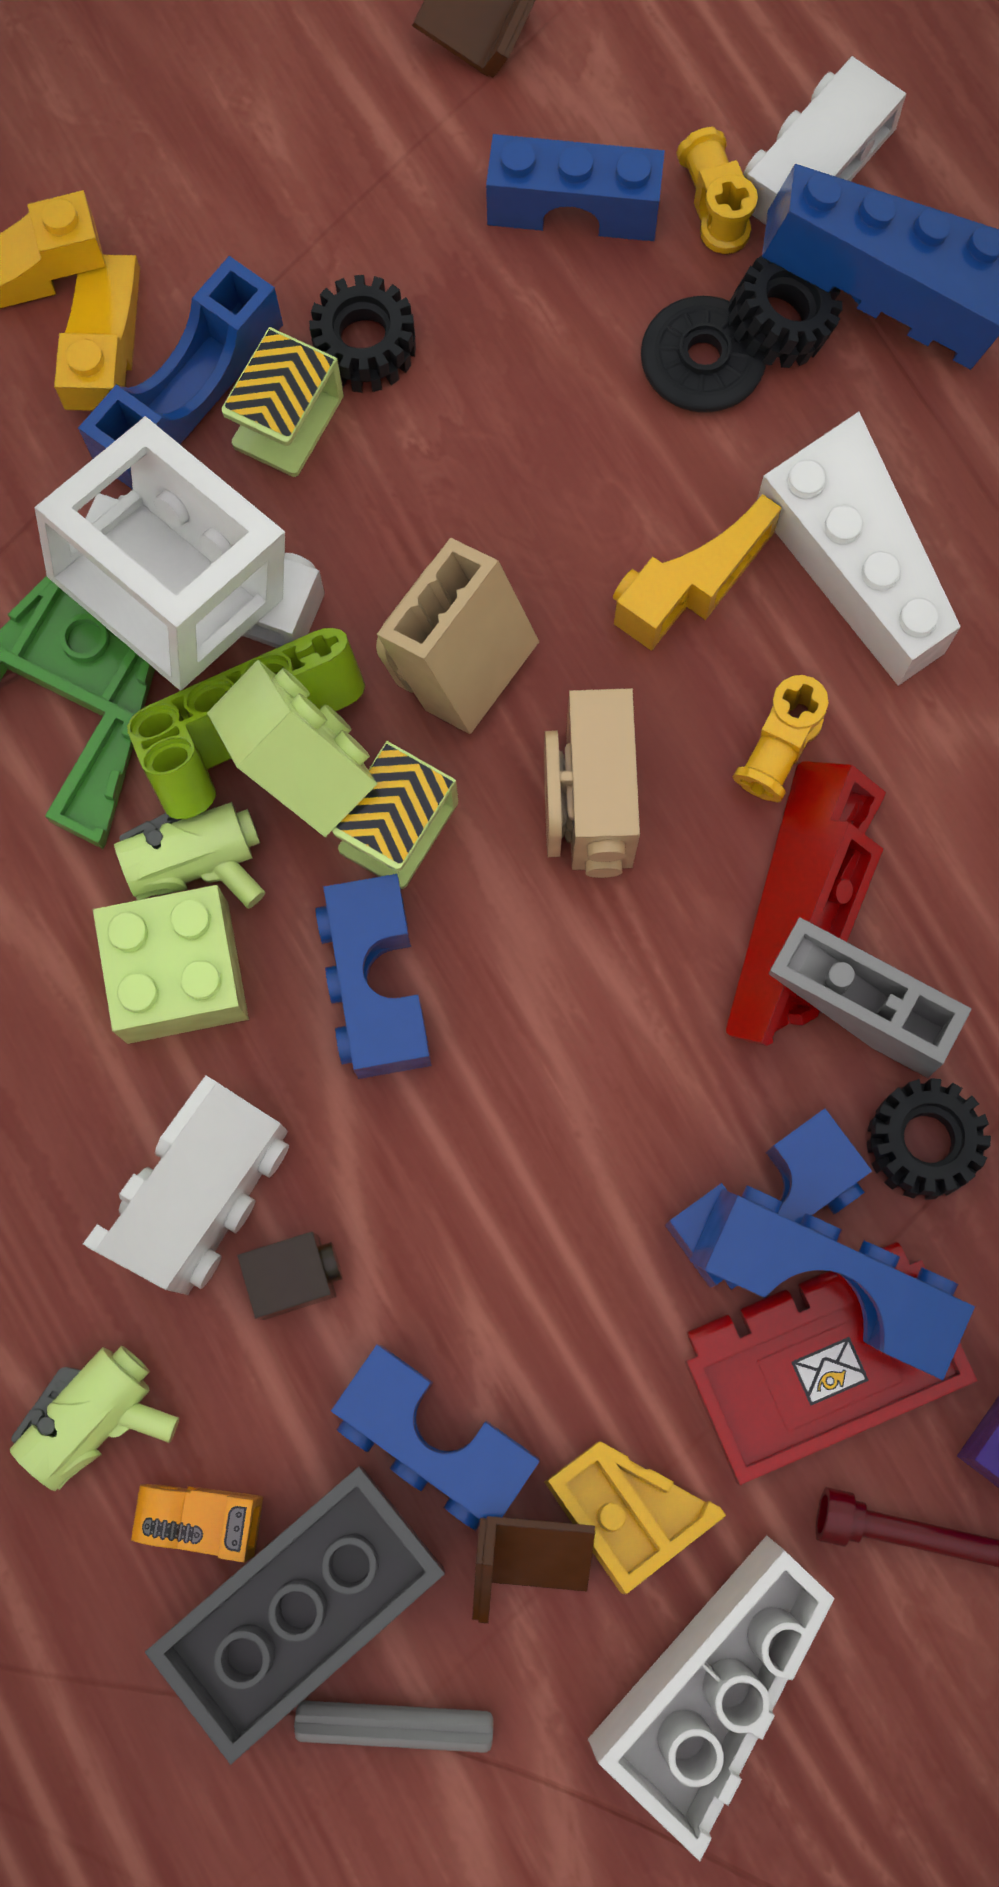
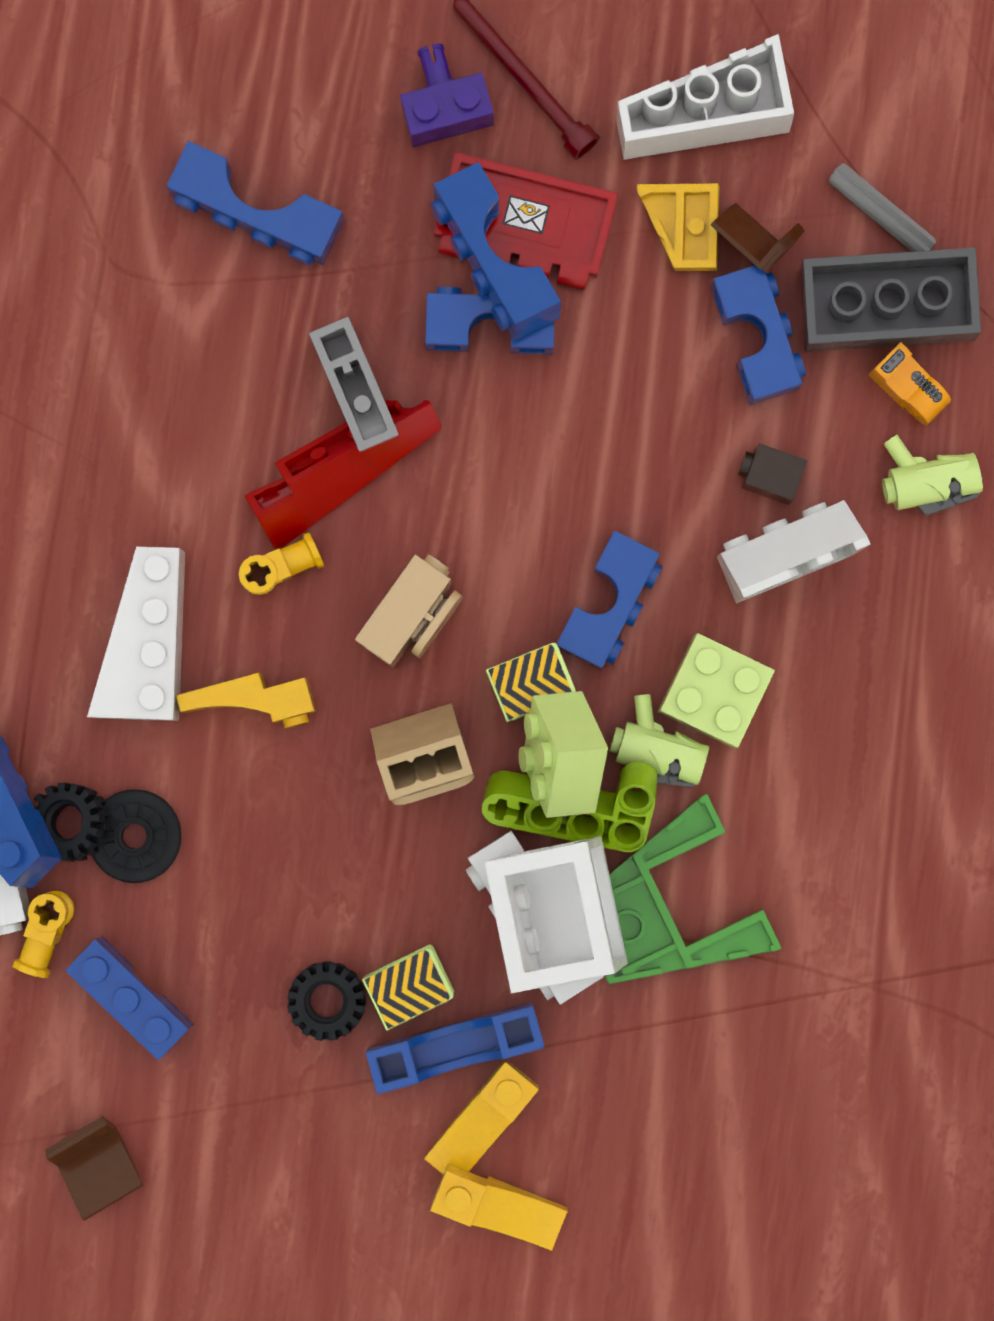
camera: 145 degrees left, 10 degrees up
(954, 1113) = (361, 272): black tyre -> none

